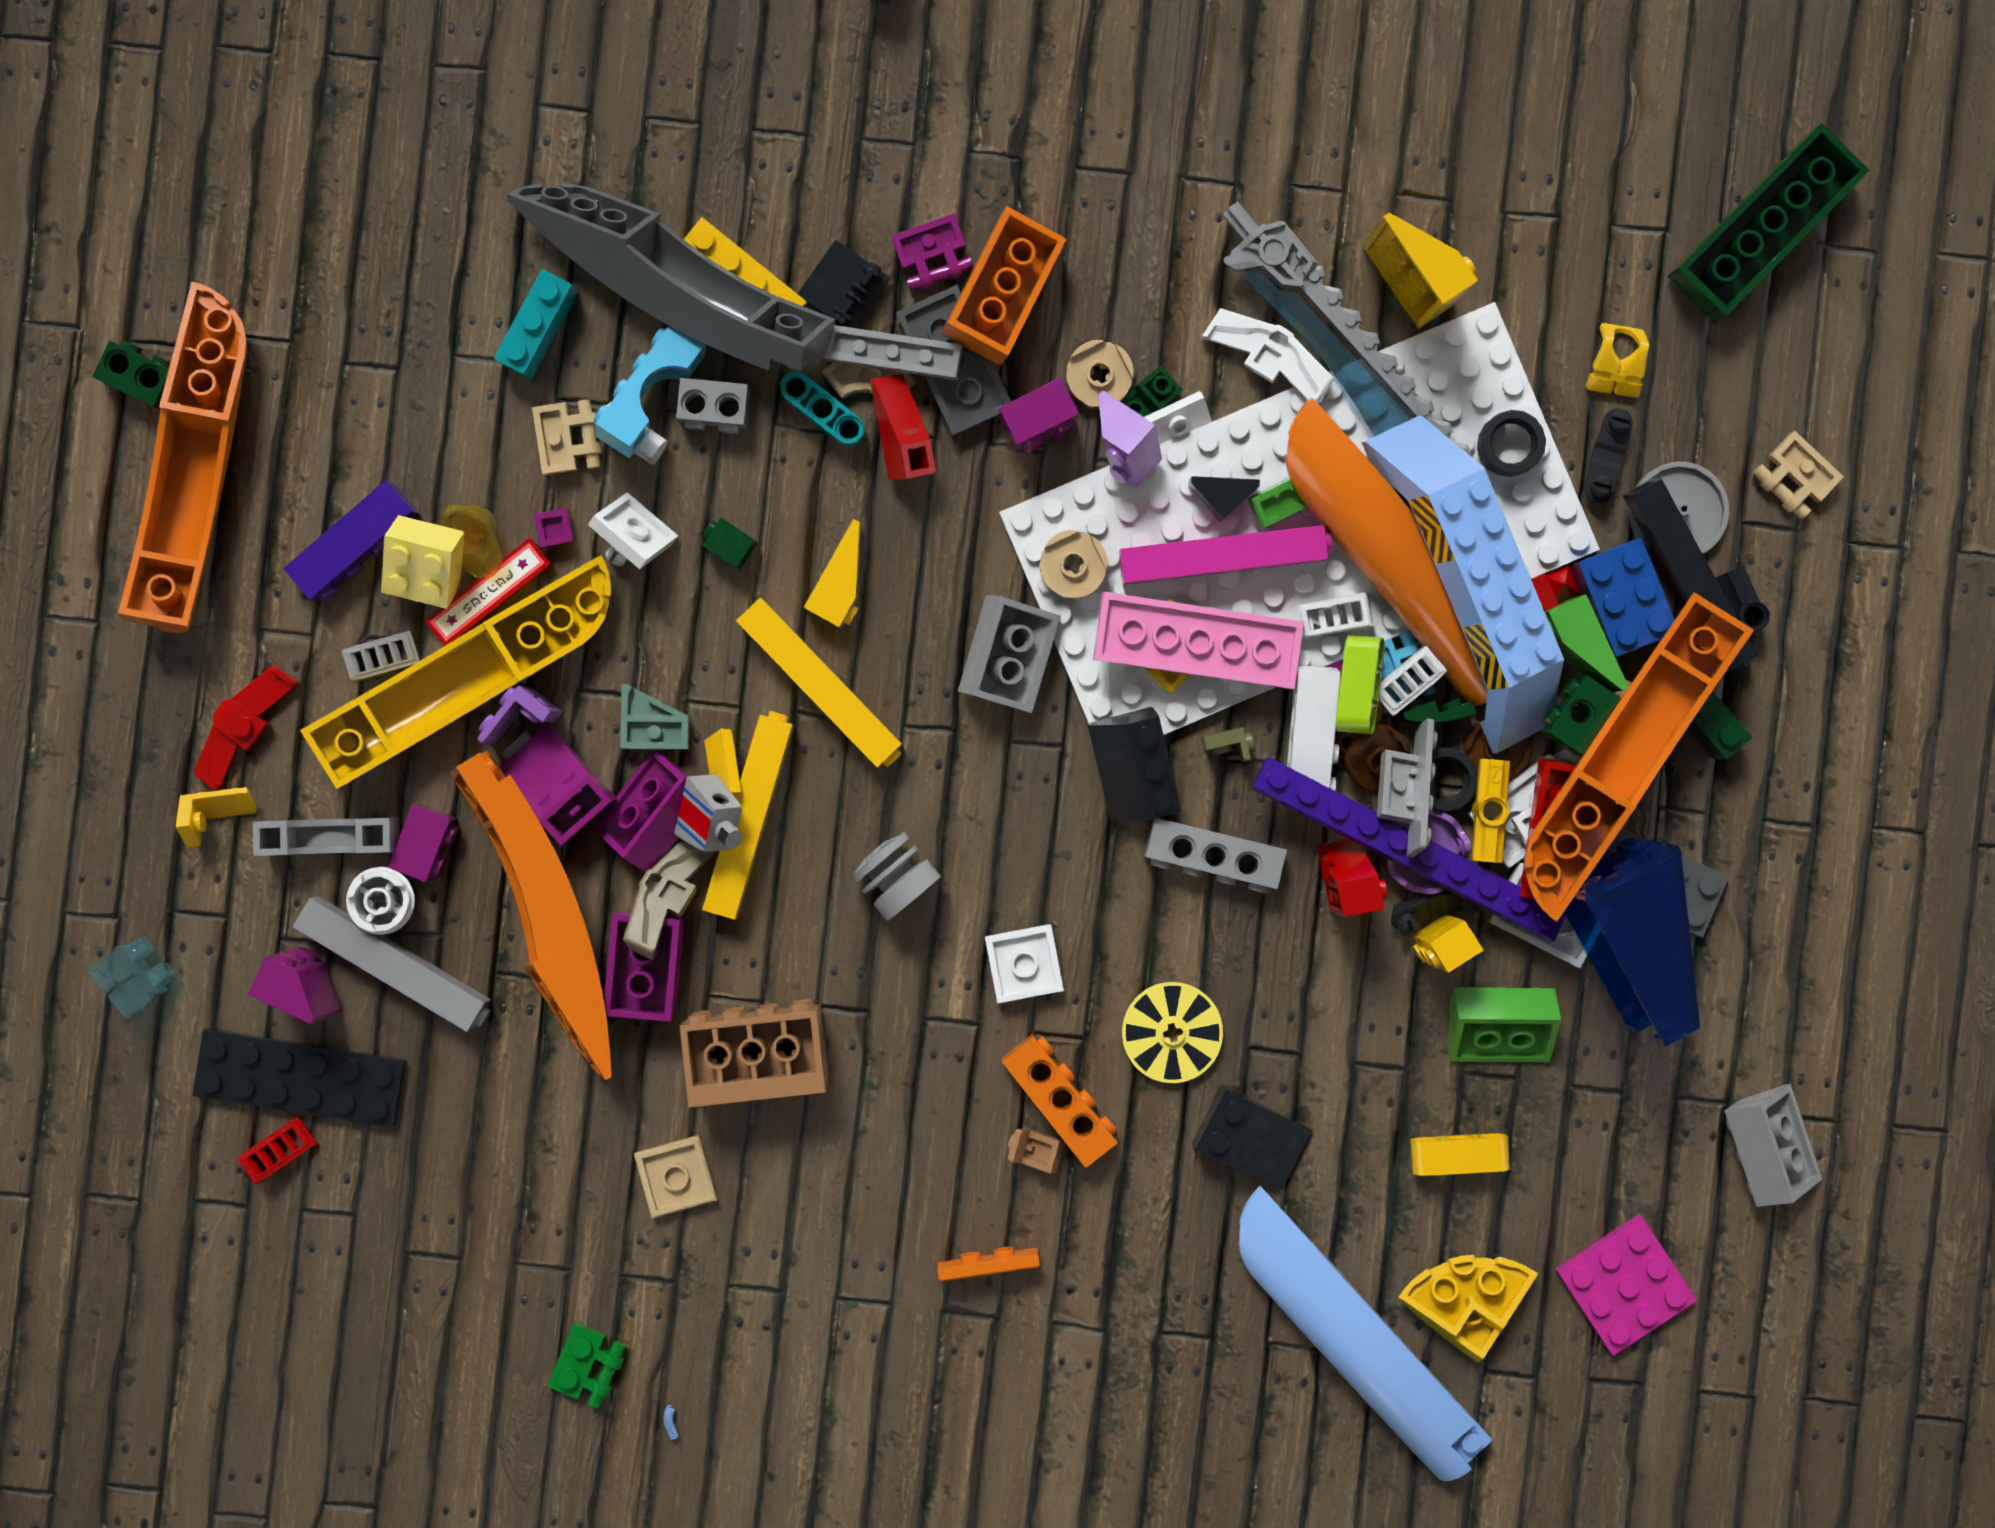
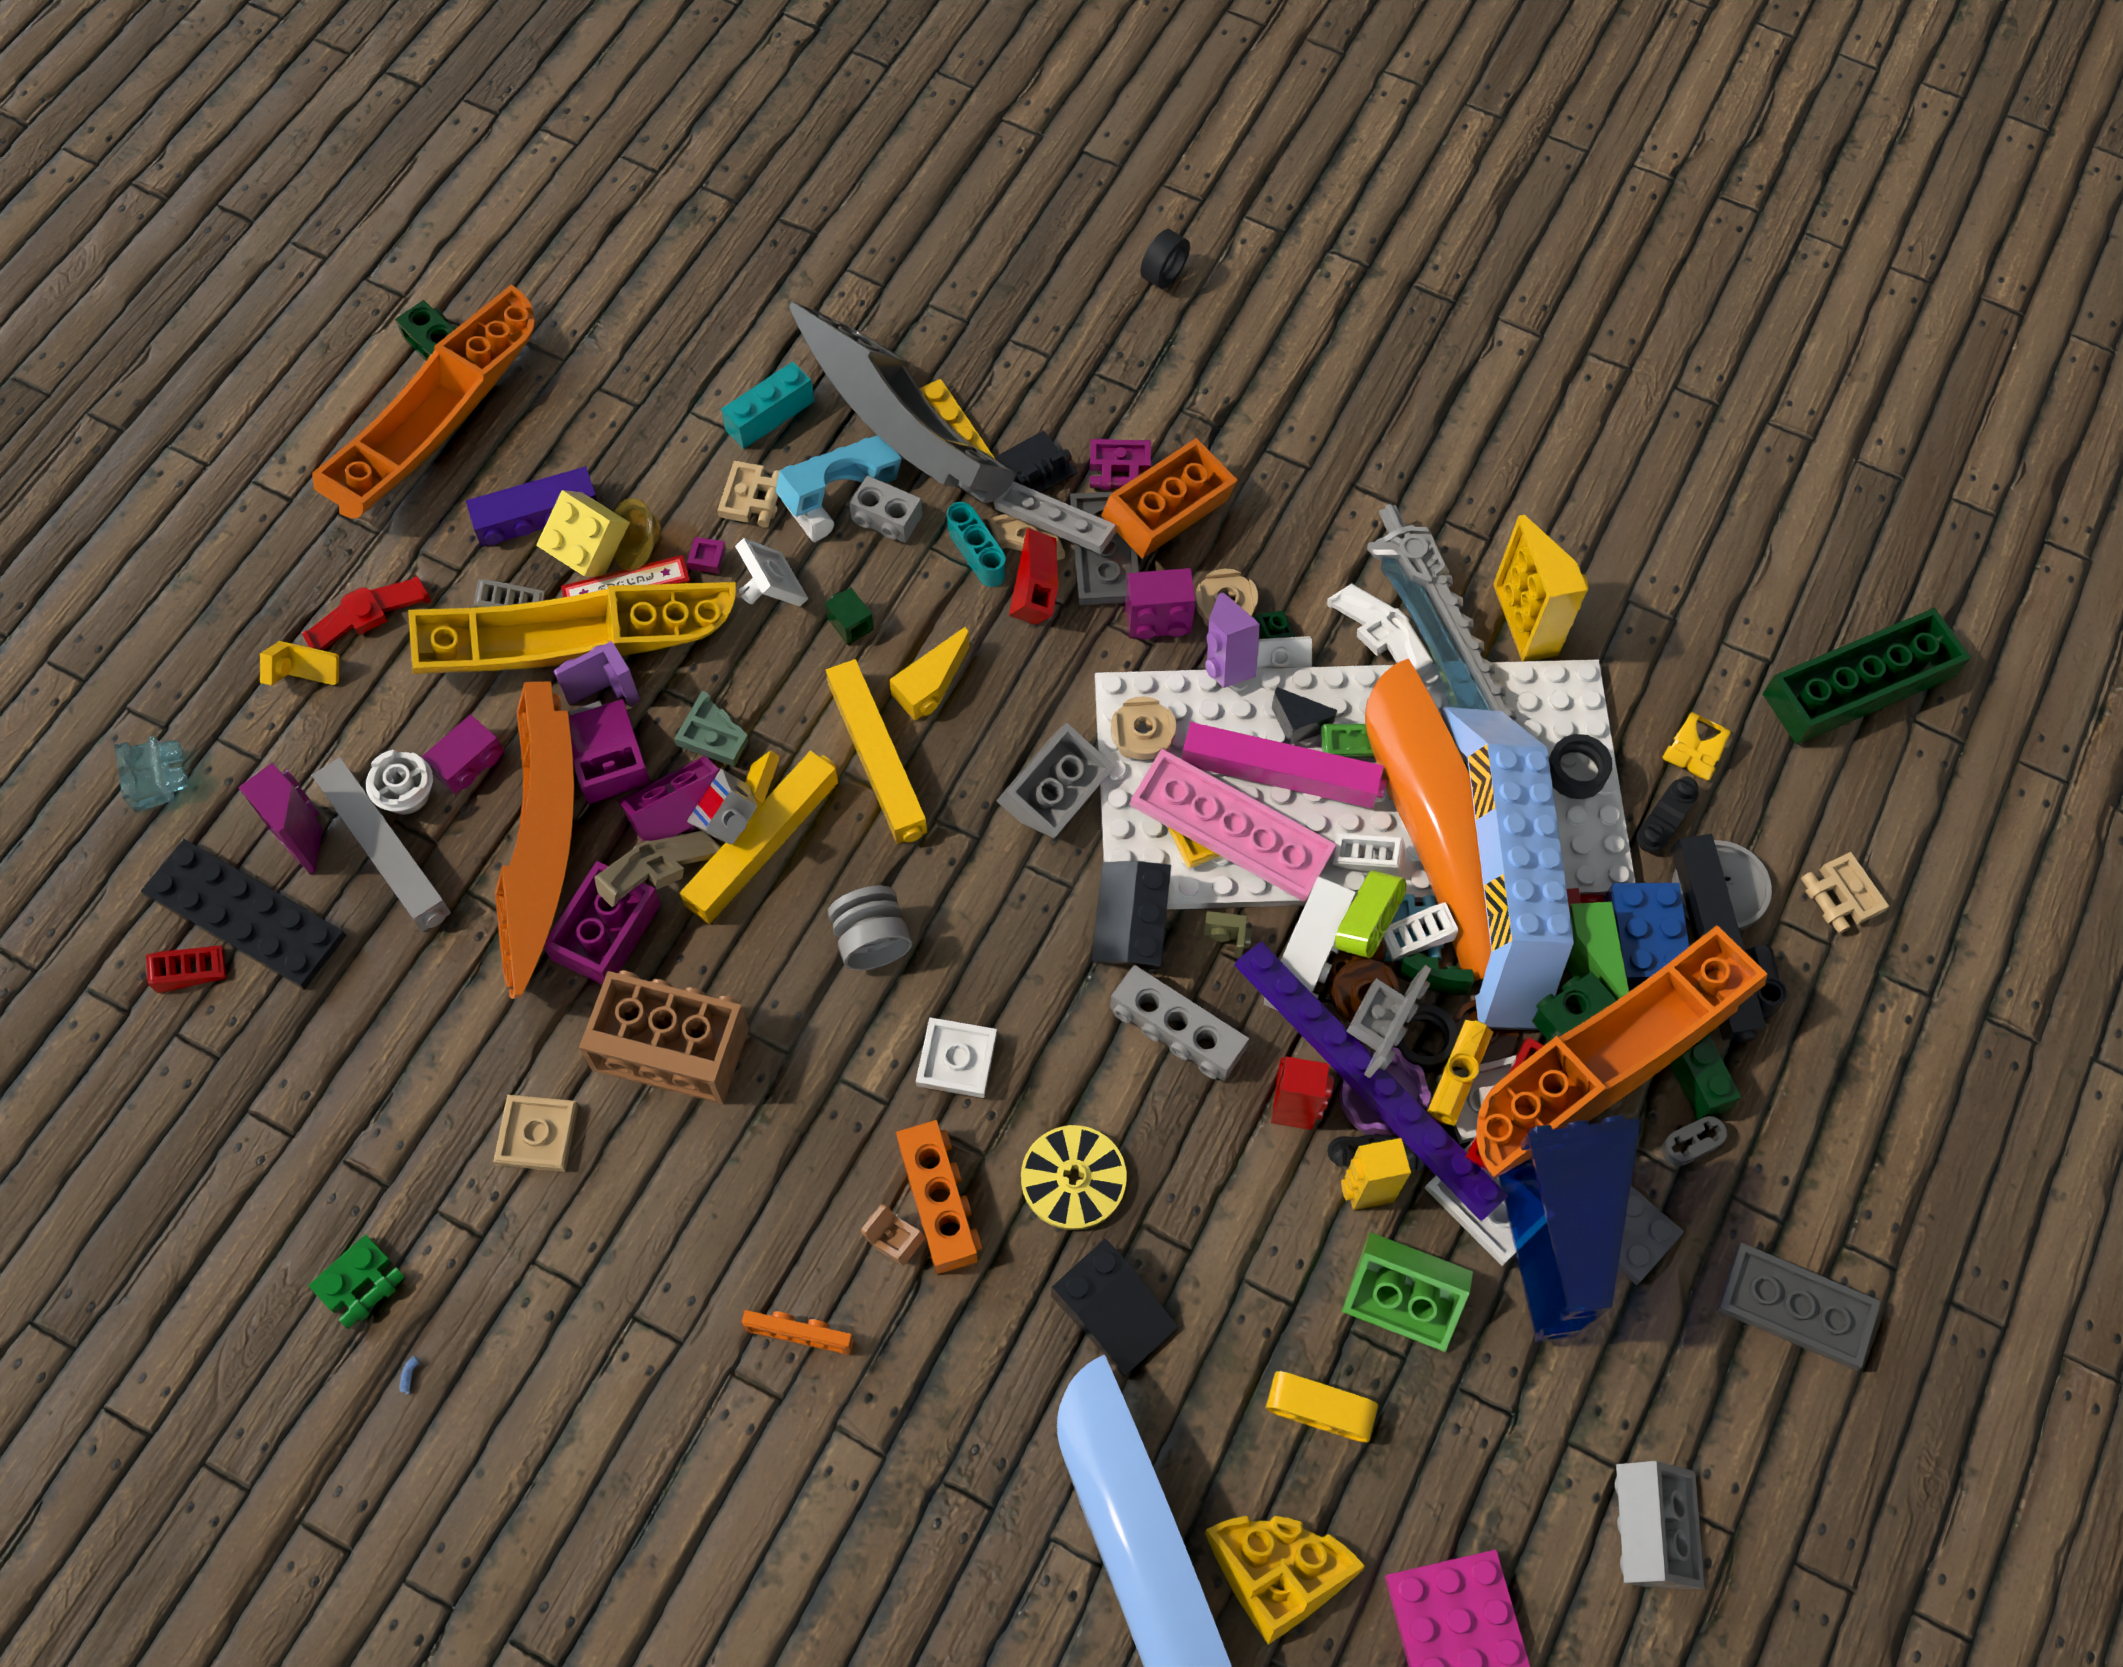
camera: 20 degrees right, 25 degrees down
(325, 836) = (355, 709): light grey arch -> none
(1722, 789) = (1690, 1134): none -> dark grey beam
(1846, 906) = (1799, 1306): none -> dark grey plate

